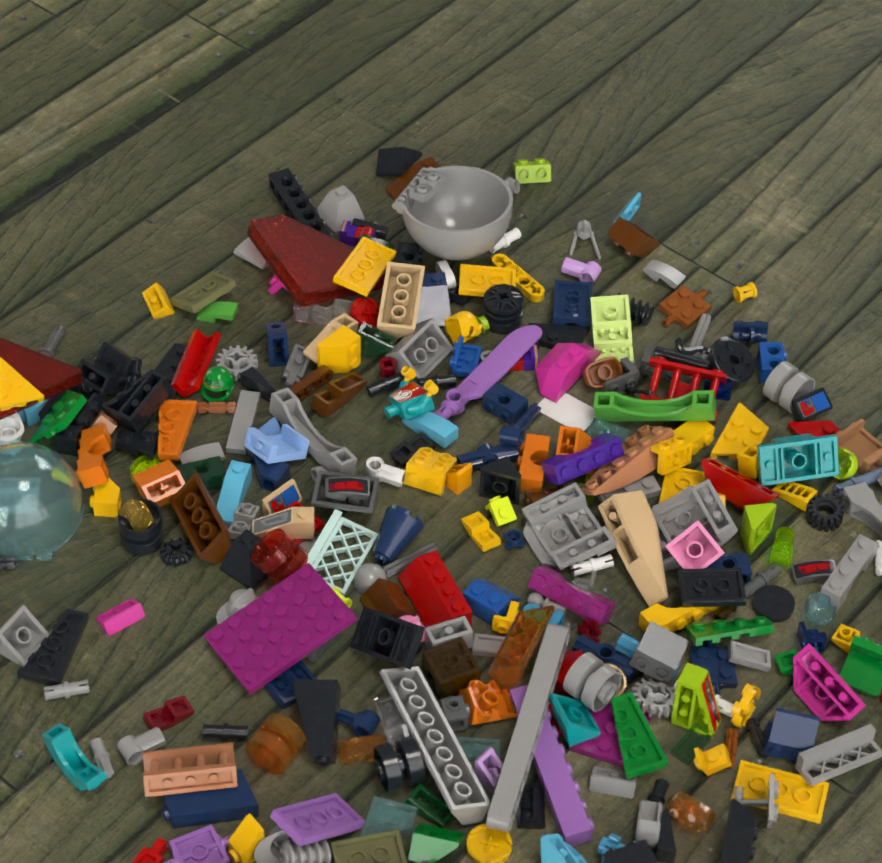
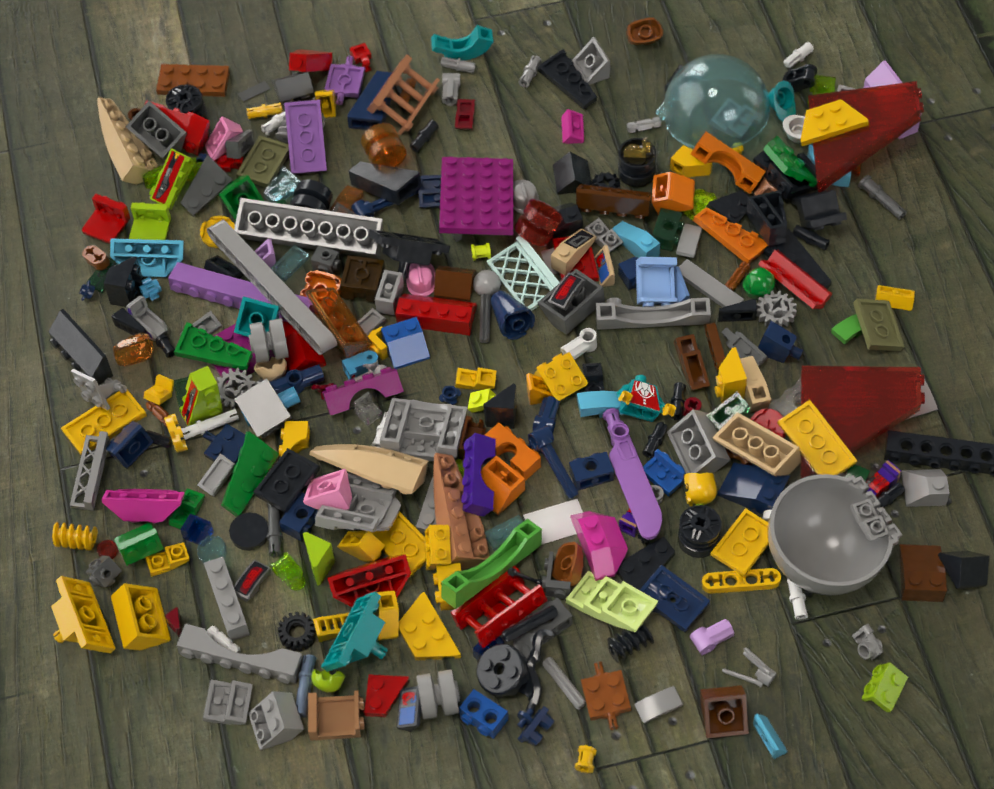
camera: 130 degrees right, 10 degrees up
(76, 559) = (644, 124): none -> light grey axle
(187, 583) = (570, 173): none -> black slope

